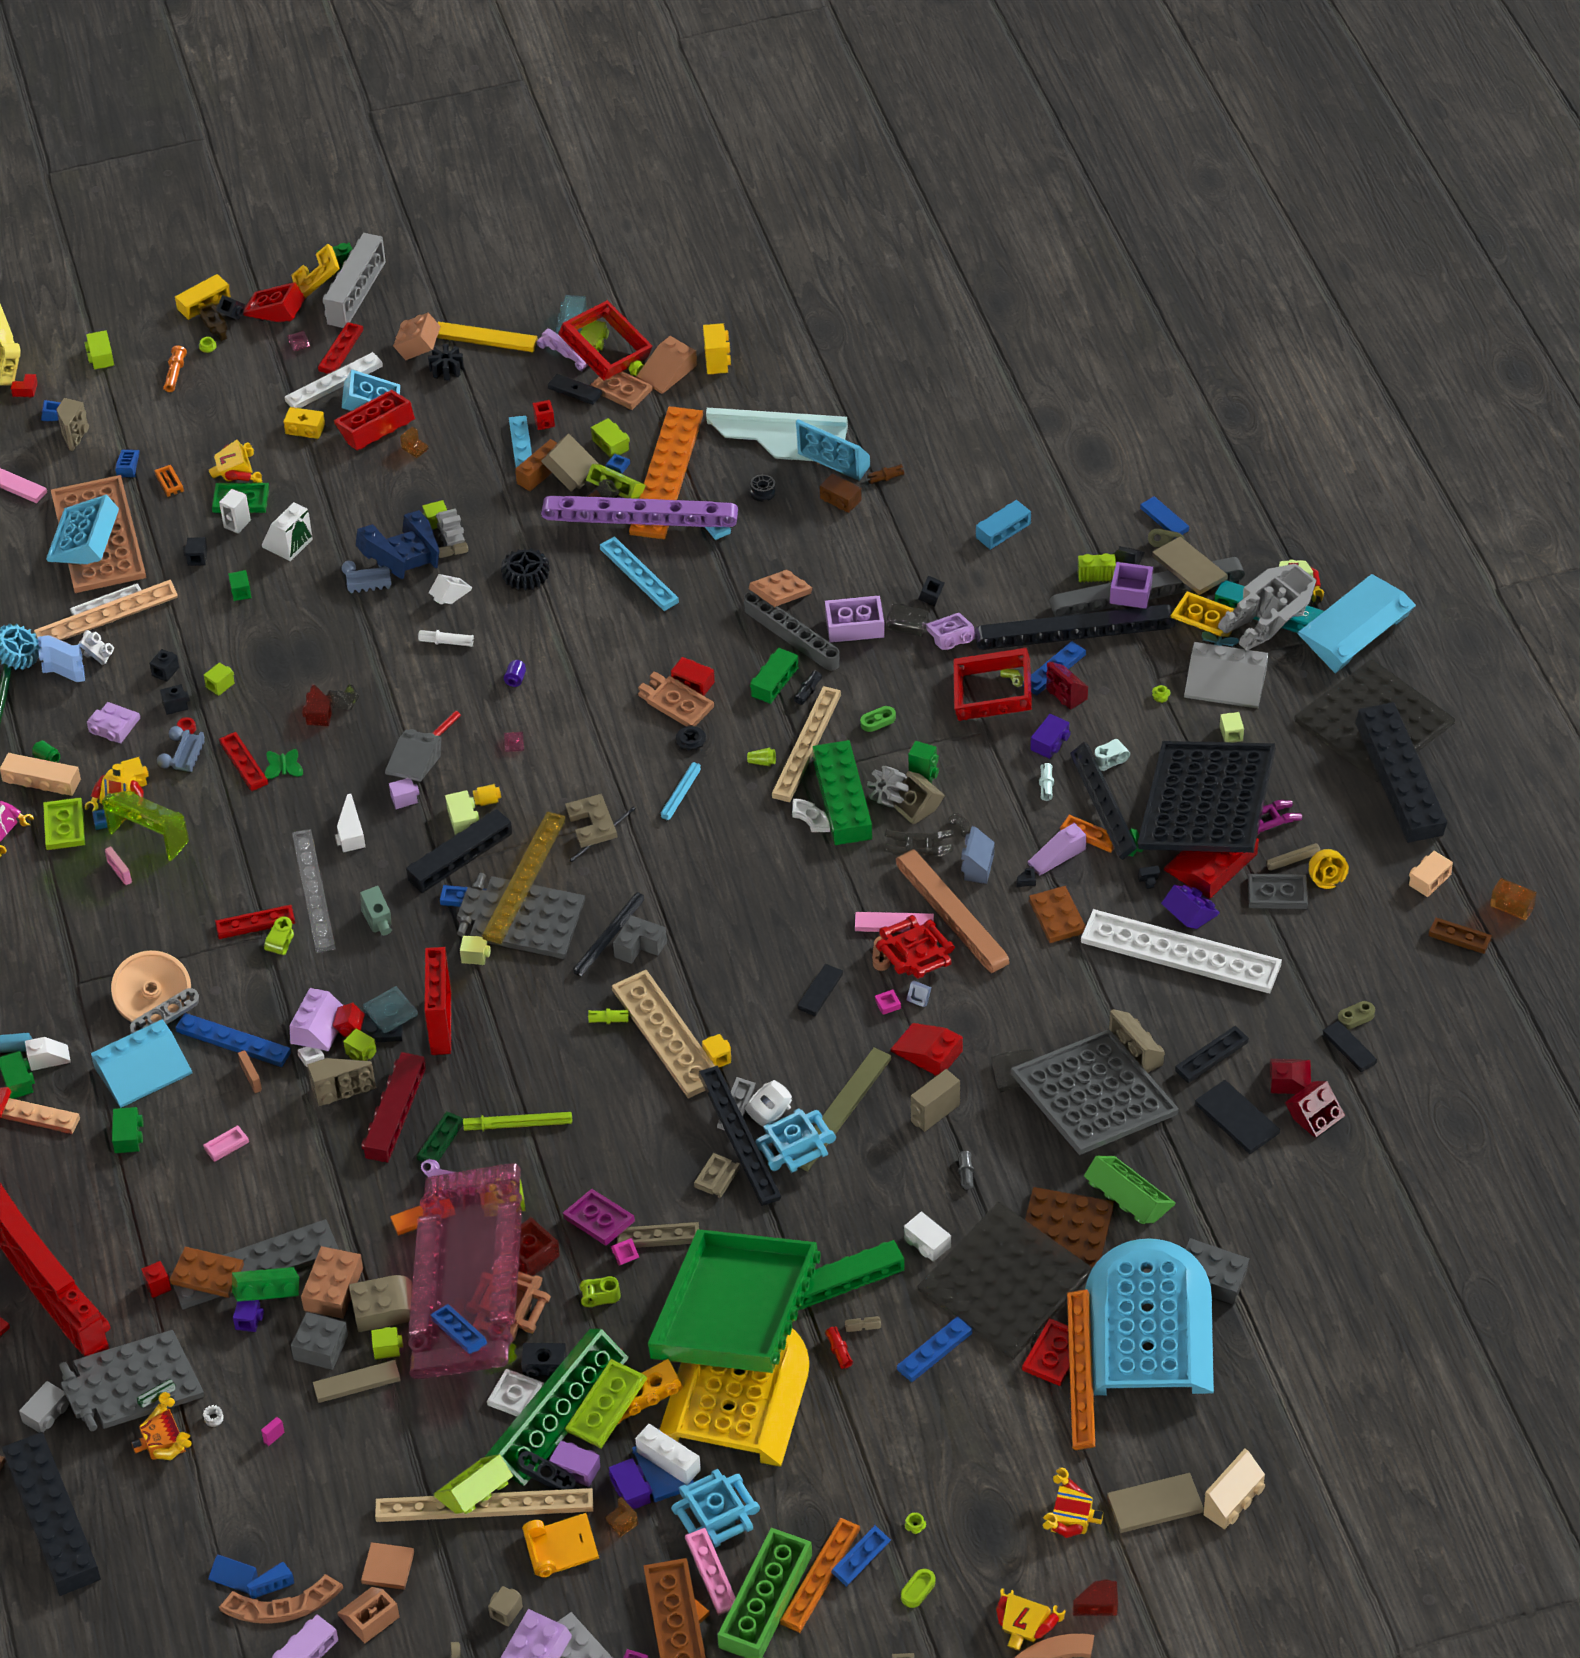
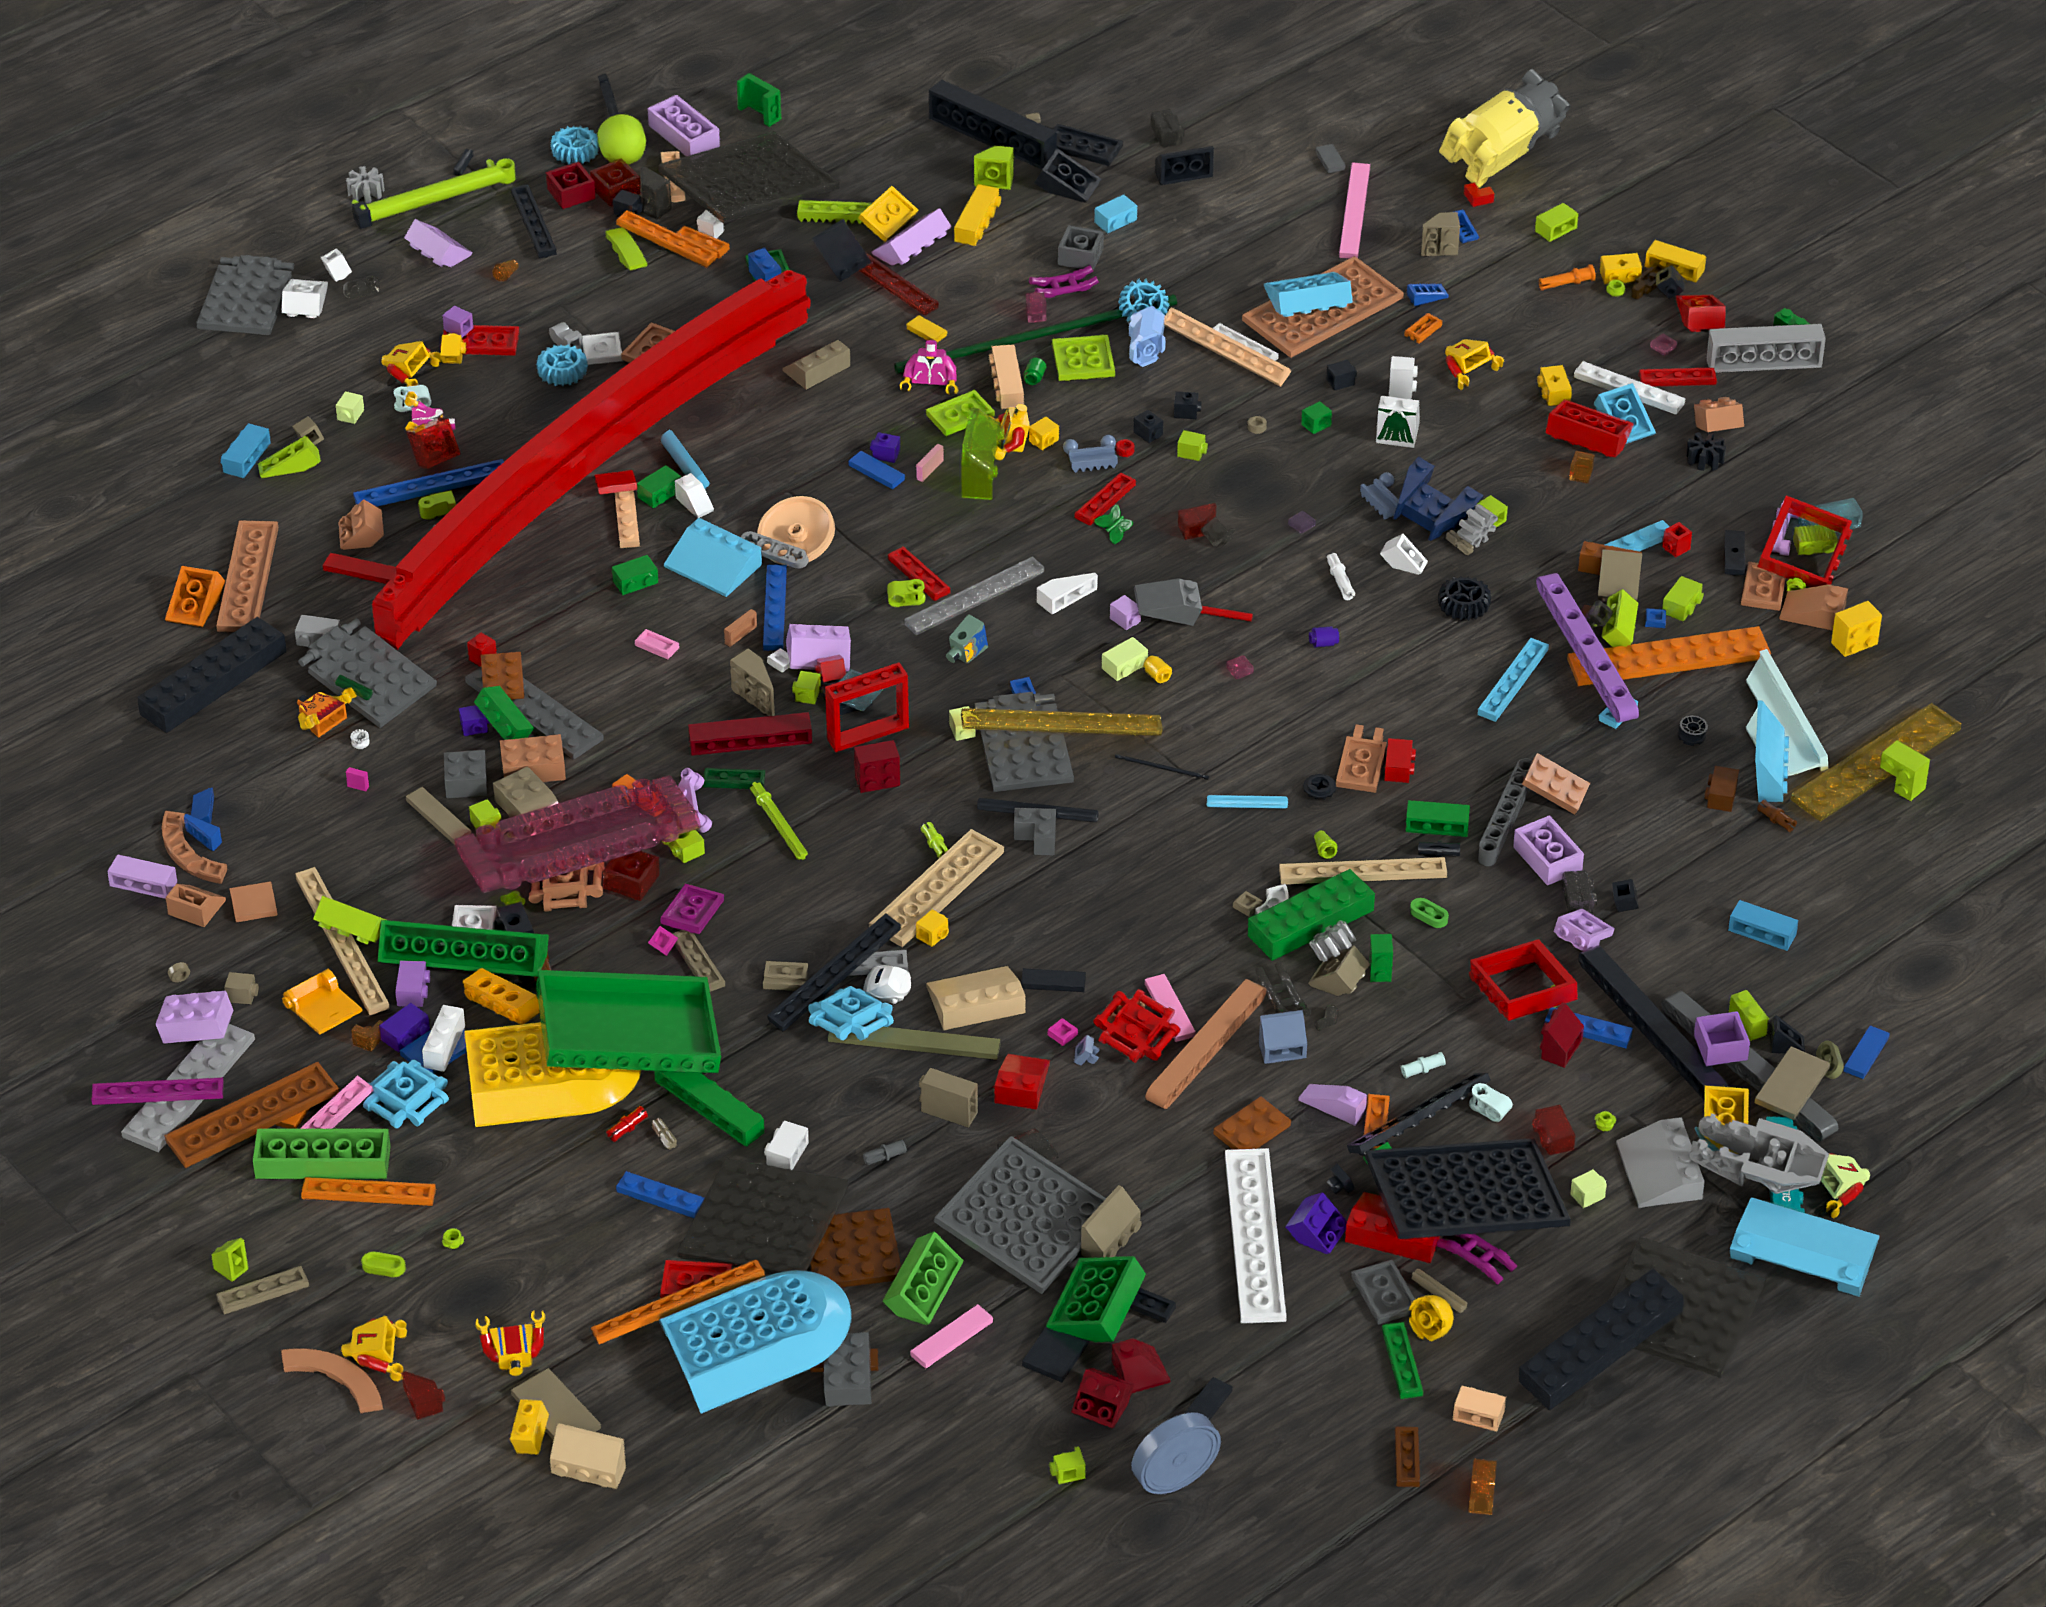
camera: 65 degrees right, 5 degrees down
(50, 714) = (1083, 357): none -> lime plate
(76, 890) = (885, 447): none -> dark purple brick
(95, 647) = (1176, 352): white hips -> none
(97, 908) = (876, 470): none -> blue tile
(112, 722) = (1099, 400): lavender plate -> none
(188, 331) = (1620, 267): none -> yellow brick
(216, 628) = (1257, 424): none -> dark tan tile
(256, 495) = (1436, 382): green tile -> none
(311, 281) = (1757, 317): yellow plate -> none
(360, 641) = (1302, 522): none -> clear purple tile
(458, 1329) = (502, 846): blue plate -> none
(459, 850) = (1077, 673): black brick -> none
(487, 337) = (1764, 466): yellow tile -> none
(501, 1024) = (877, 766): none -> dark red brick
(535, 1459) = (385, 957): black beam -> none
(601, 1291) = (609, 939): lime piece -> none
(602, 824) = (1184, 750): dark tan plate -> none
(606, 1403) = (476, 975): lime tile -> none
(800, 831) = (1247, 903): none -> dark tan tile
(812, 1047) = (977, 997): none -> tan slope
(860, 1555) = (397, 1210): blue plate -> none
(861, 396) = (1862, 769): none -> clear yellow plate
(890, 376) = (1908, 767): none -> lime brick
(1026, 878) = (1287, 1090): black tile -> none
(1050, 736) = (1485, 1048): dark purple brick -> none
(1162, 724) = (1554, 1130): none -> clear red brick
(1179, 1524) = (529, 1426): none -> yellow brick
(1198, 1190) = (951, 1336): none -> bright pink tile
(1212, 1074) = (1097, 1298): none -> green slope
(1354, 905) = (1402, 1360): none -> green tile
(1357, 1014) = (1248, 1399): olive plate -> none
(1380, 1154) = (1068, 1466): none -> lime brick
(1422, 1069) = (1176, 1453): none -> sand blue brick

